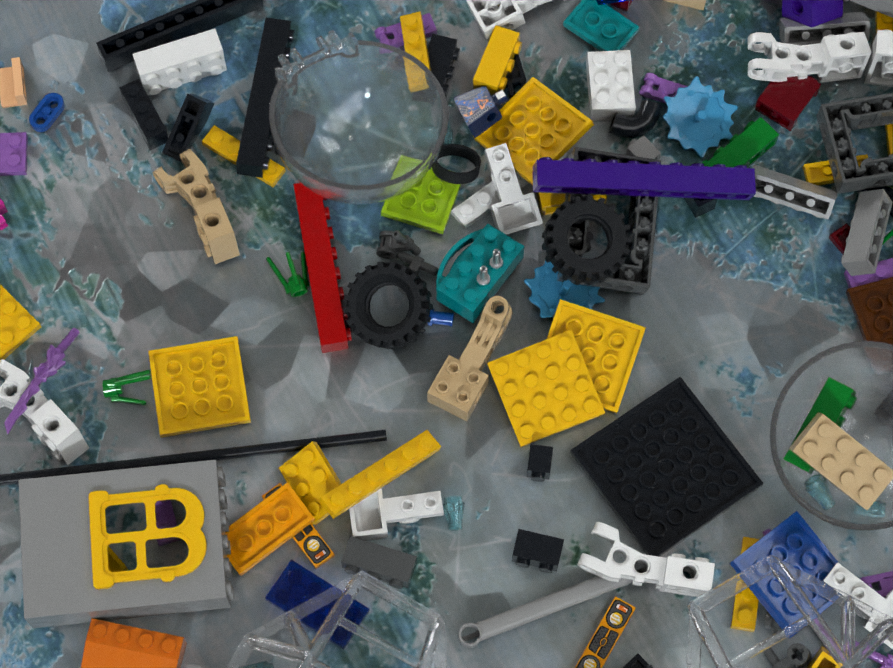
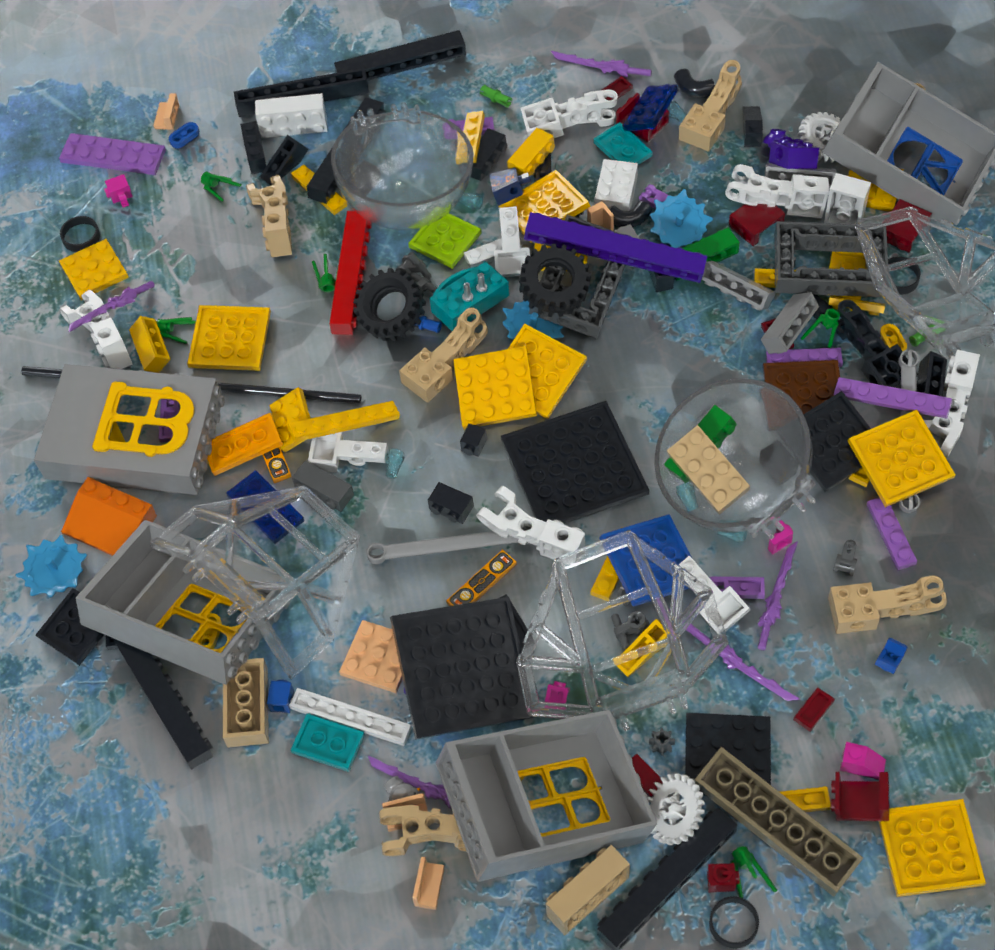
camera: 20 degrees right, 10 degrees down
(104, 171) = (211, 180): none -> green plant
(104, 419) = (149, 344): none -> yellow brick
(457, 177) = (477, 227): black tyre -> none
(608, 132) = (601, 215): none -> light nougat panel

